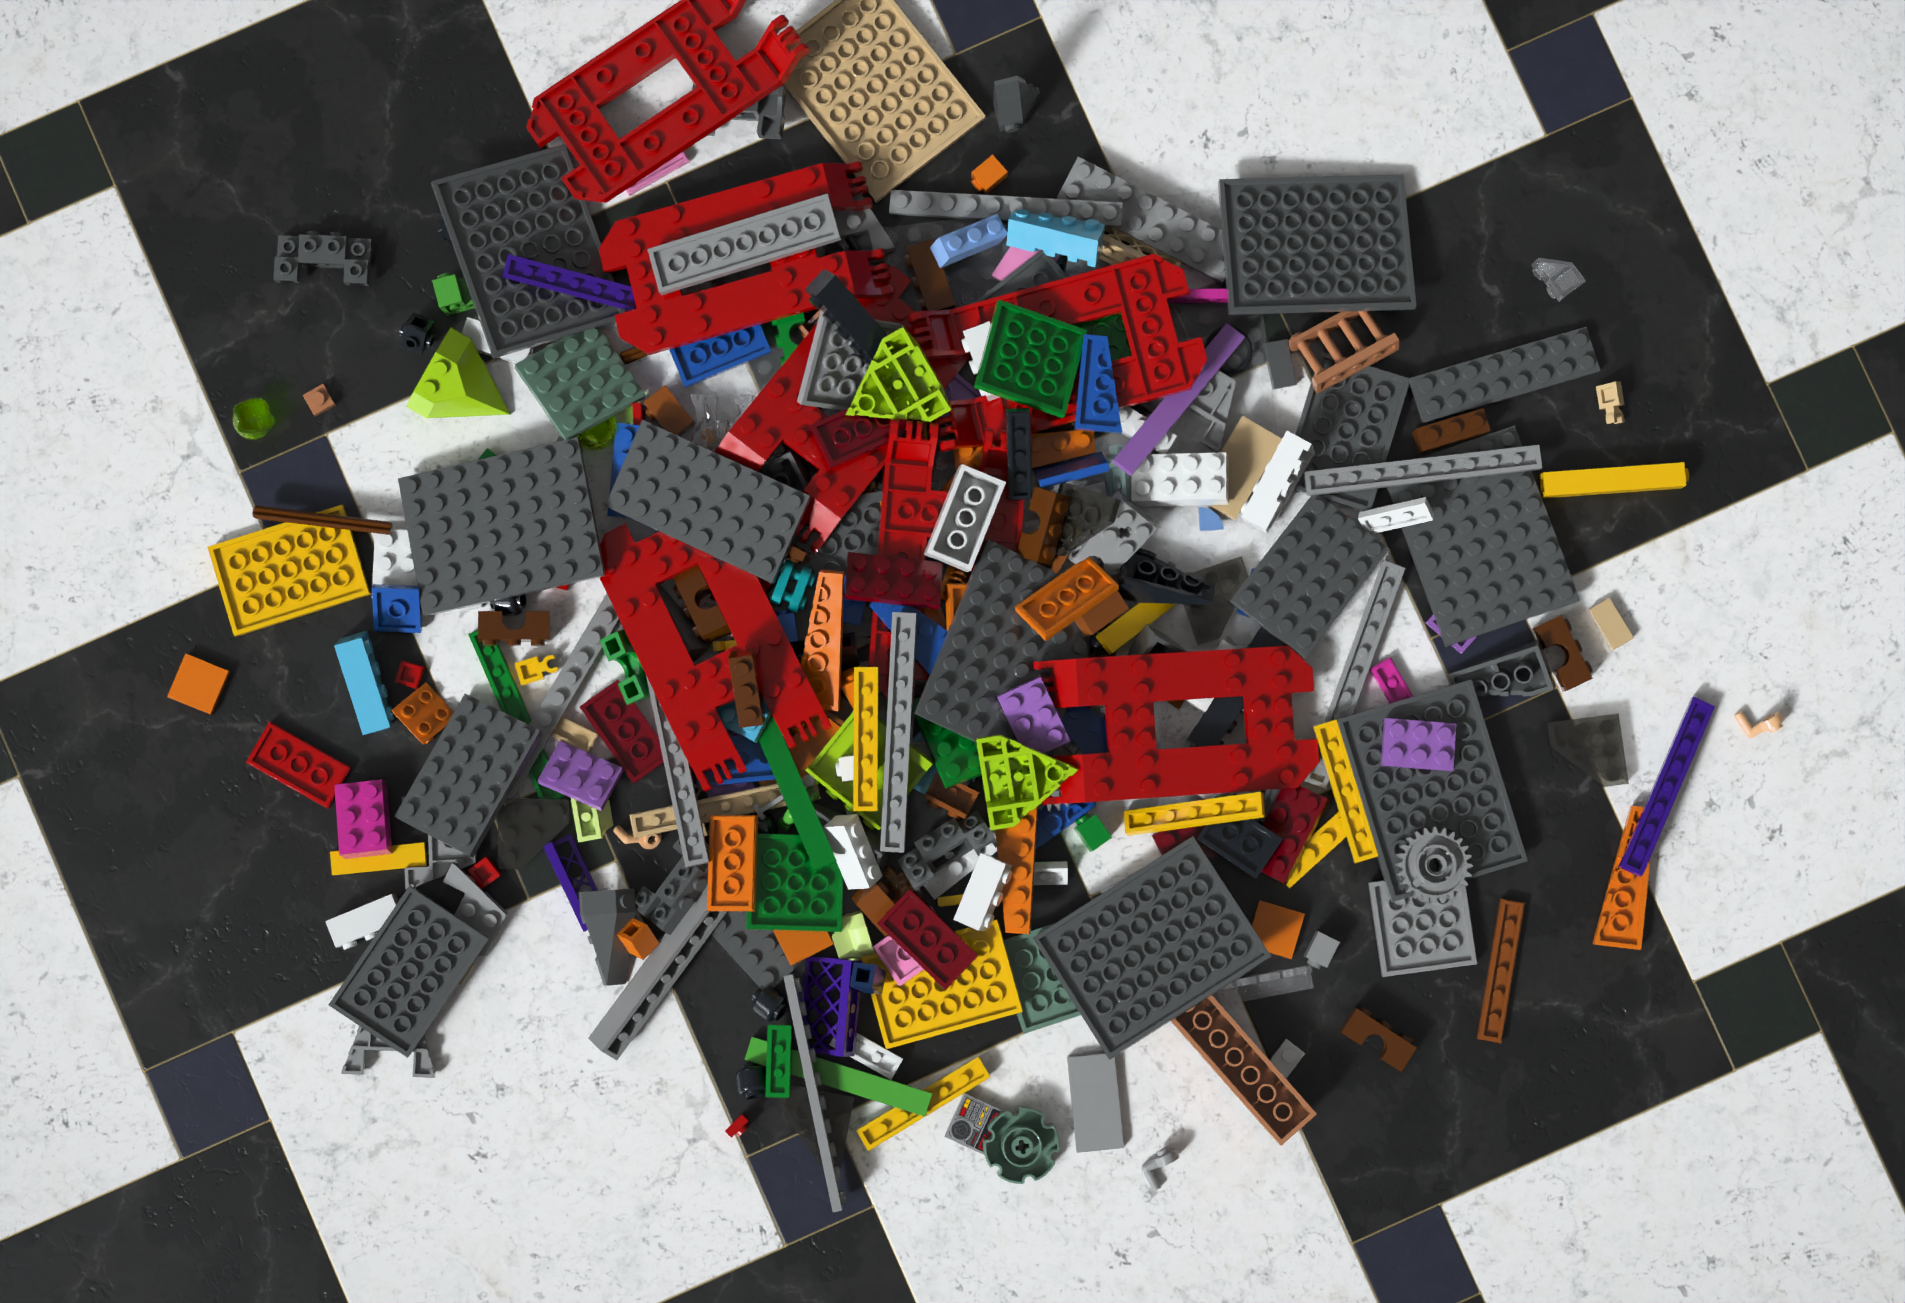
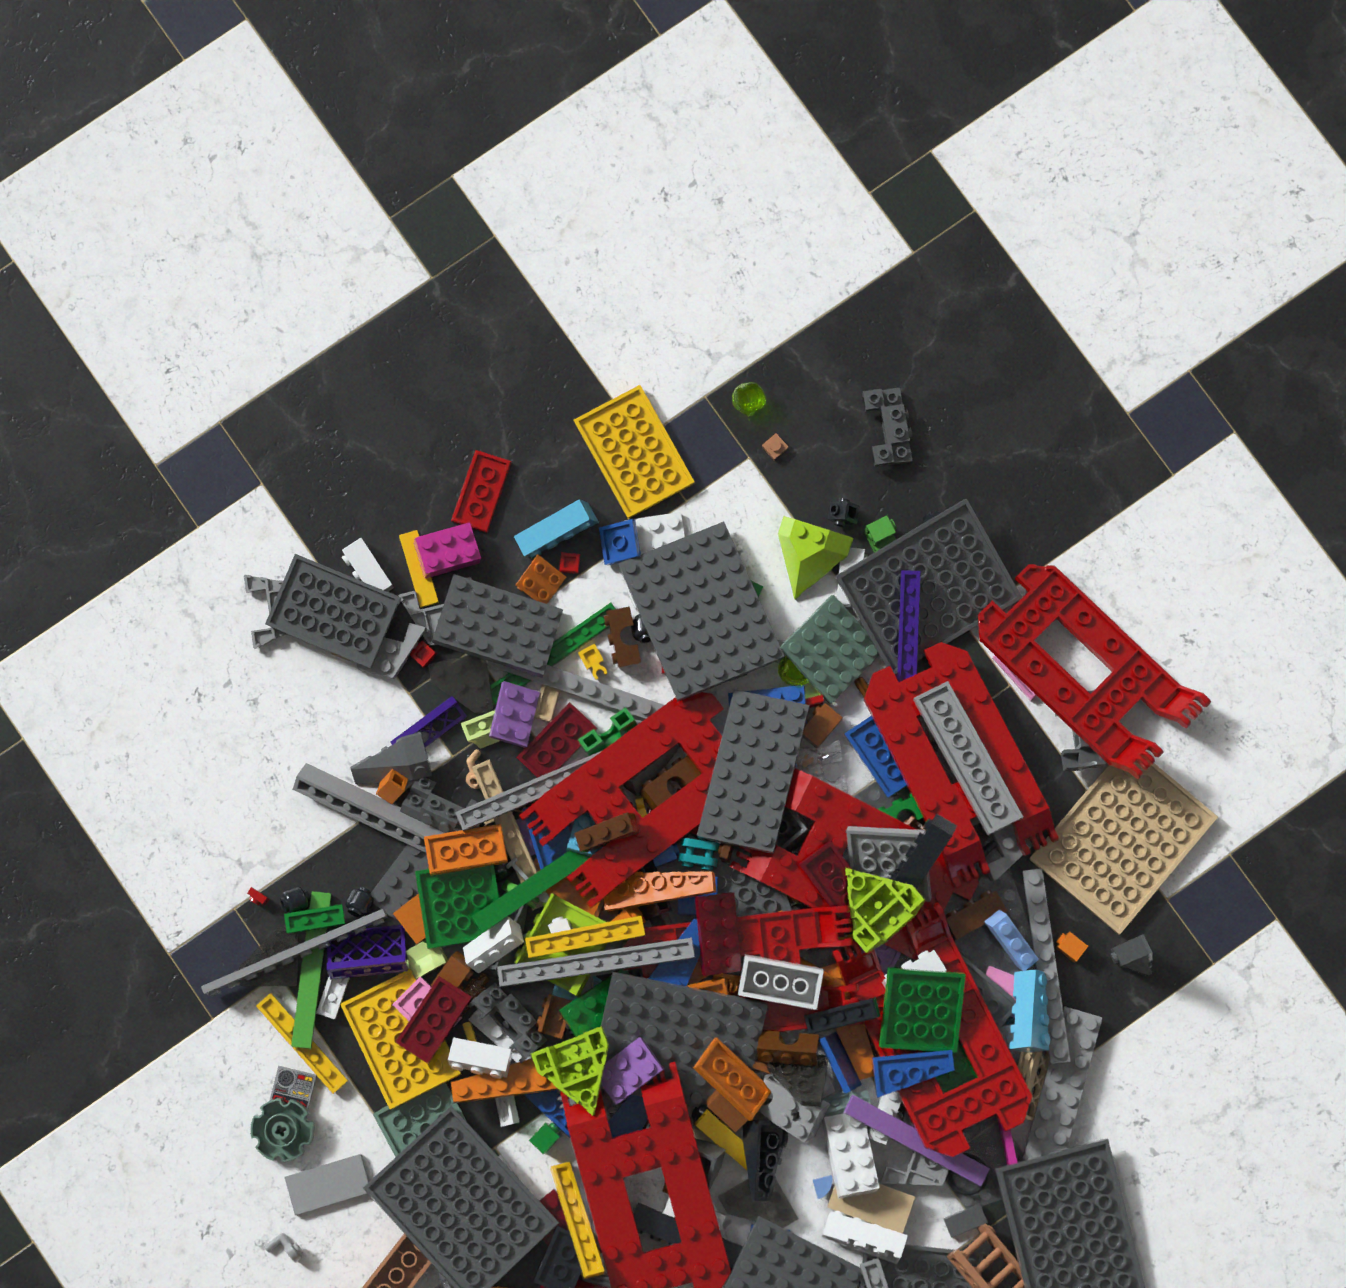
camera: 75 degrees right, 5 degrees down
(198, 684) = (530, 400): orange tile -> none
(322, 520) = (678, 466): reddish brown axle -> none
(868, 978) = (393, 977): dark blue brick -> none

